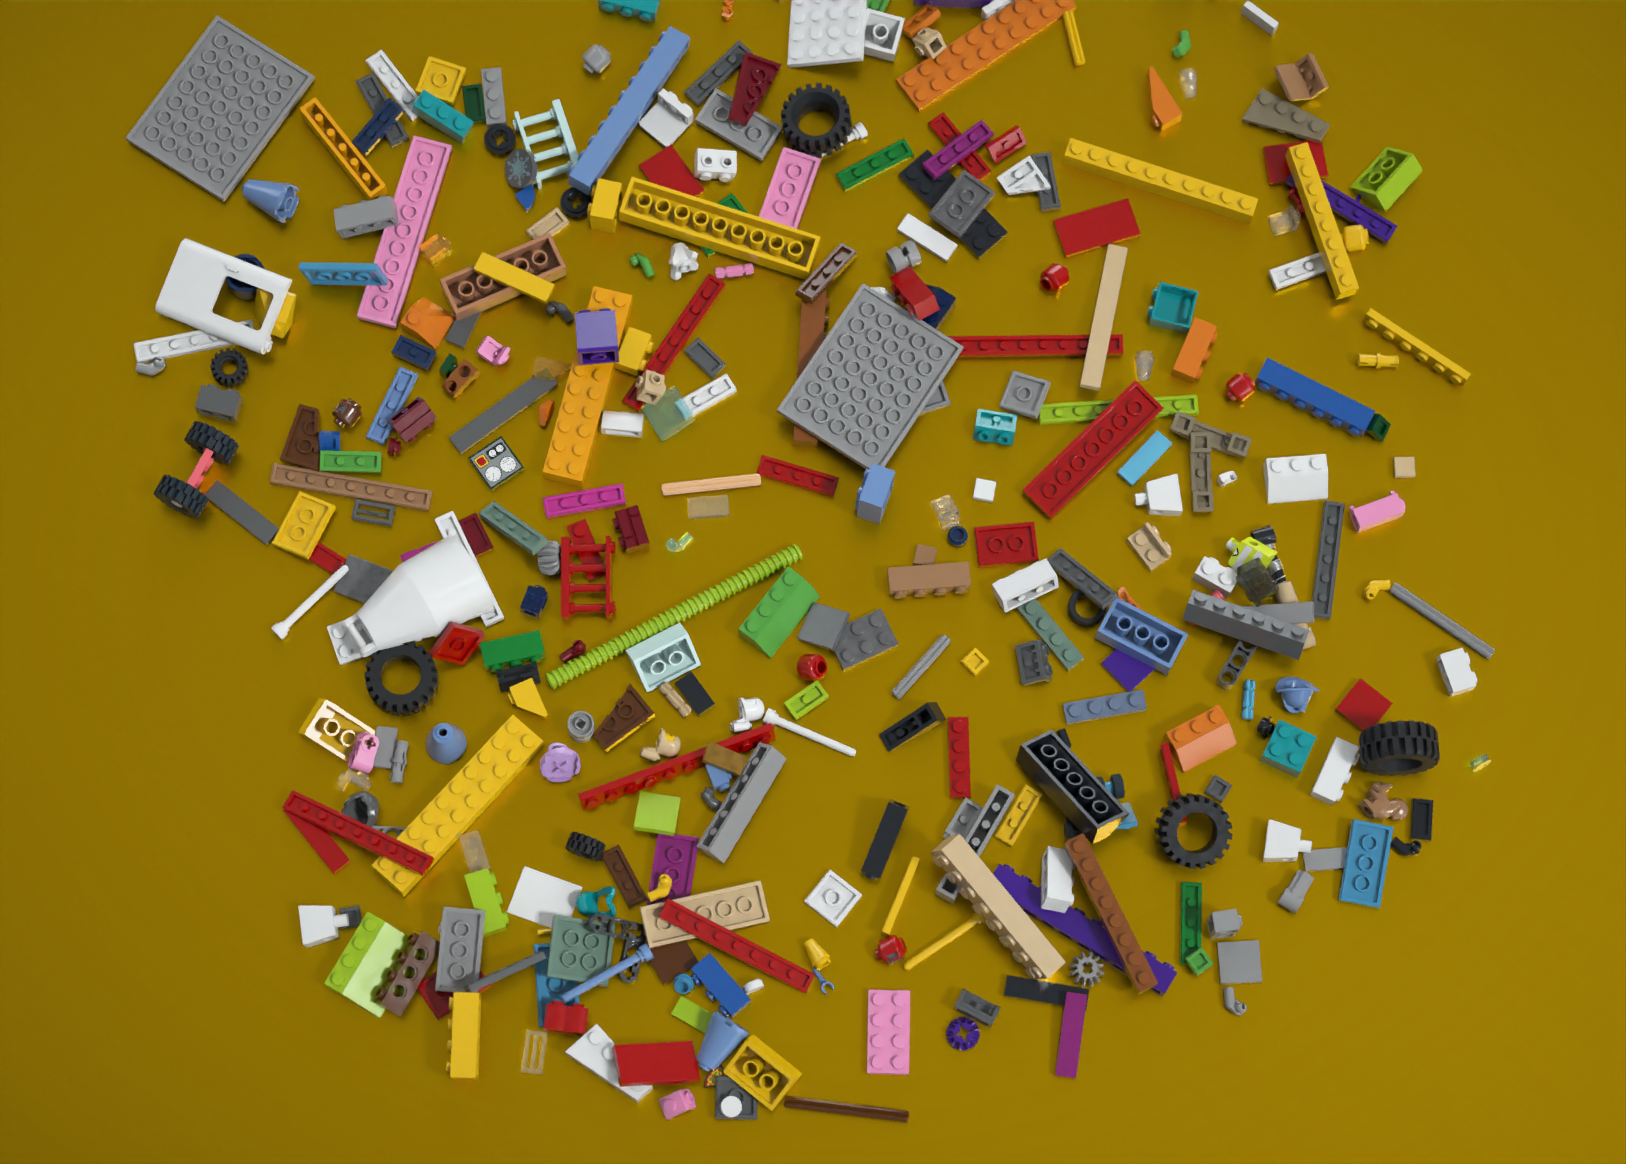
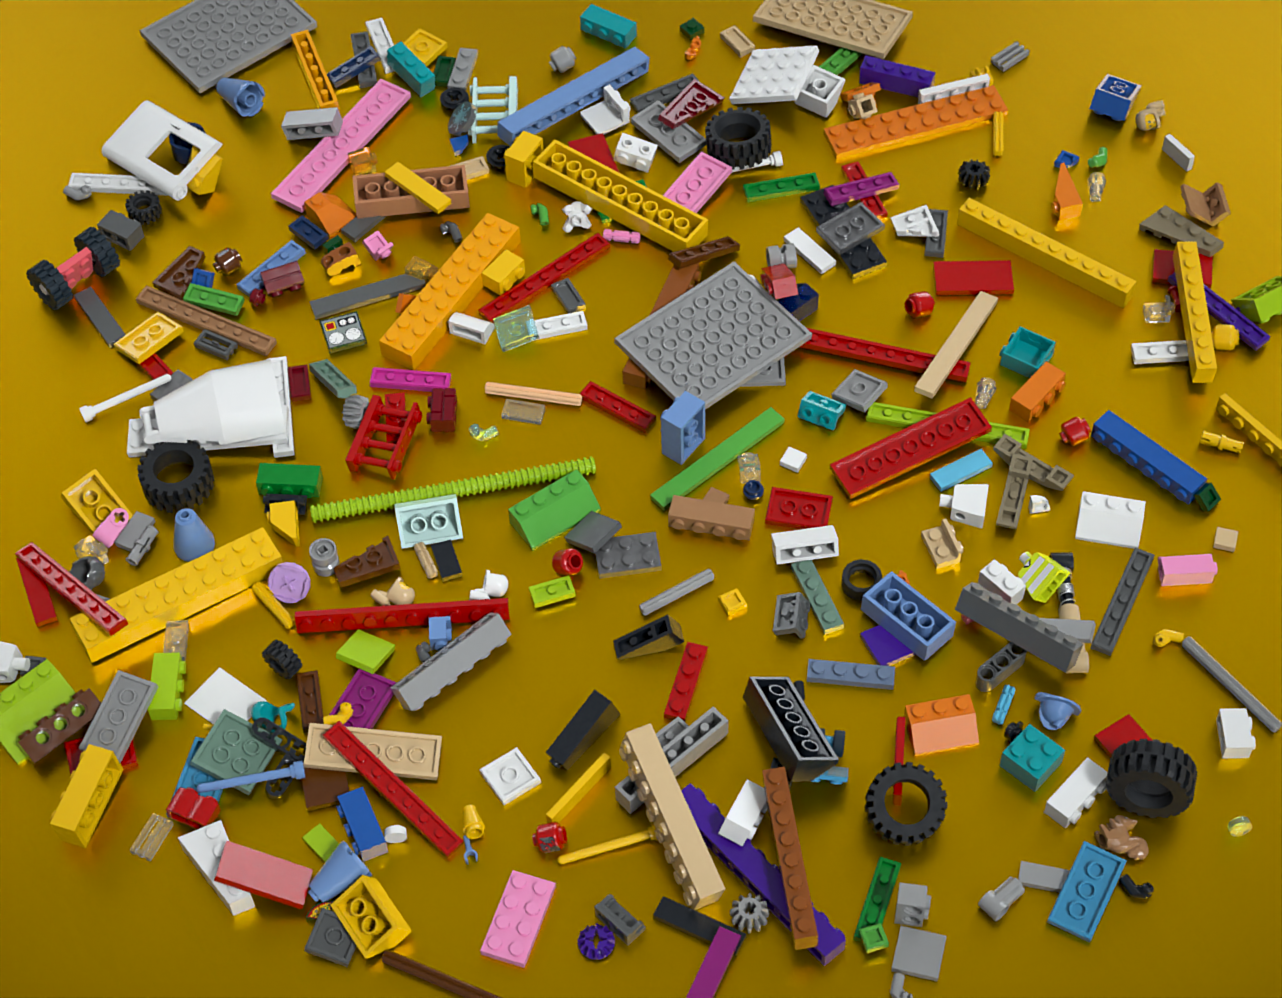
camera: 25 degrees right, 20 degrees down
(343, 274) = (271, 154): dark azure tile -> none
(457, 643) = (237, 455): red plate -> none
(504, 972) = (153, 746): dark grey tile -> none
(534, 601) = (327, 445): clear blue brick -> none
(550, 788) = (273, 605): none -> yellow axle
(577, 649) = (352, 492): dark red arm -> none
(596, 337) = (469, 245): slope -> none
(650, 387) = (506, 298): tan brick -> none
(677, 1103) = (272, 923): bright pink bracket -> none
(683, 983) = (326, 812): dark azure plate -> none
(724, 759) = (448, 615): pearl gold tile -> none
(730, 1107) = (323, 940): white tile -> none
(772, 717) = (514, 600): white piece -> none
(912, 509) = (717, 458): none -> bright green tile
(1005, 144) = (907, 195): red plate -> none
(1018, 815) = (728, 750): yellow tile -> none
(1066, 93) = (974, 174): none -> black gear
(1082, 579) = (863, 551): dark grey tile -> none
(1149, 53) = (1067, 158): none -> blue tile
(1217, 789) = (948, 777): dark grey tile -> none
(1256, 581) = (1041, 592): clear smoke bracket -> none
(1284, 843) = (1001, 846): white torso -> none
(1421, 819) = (1160, 866): black tile -> none

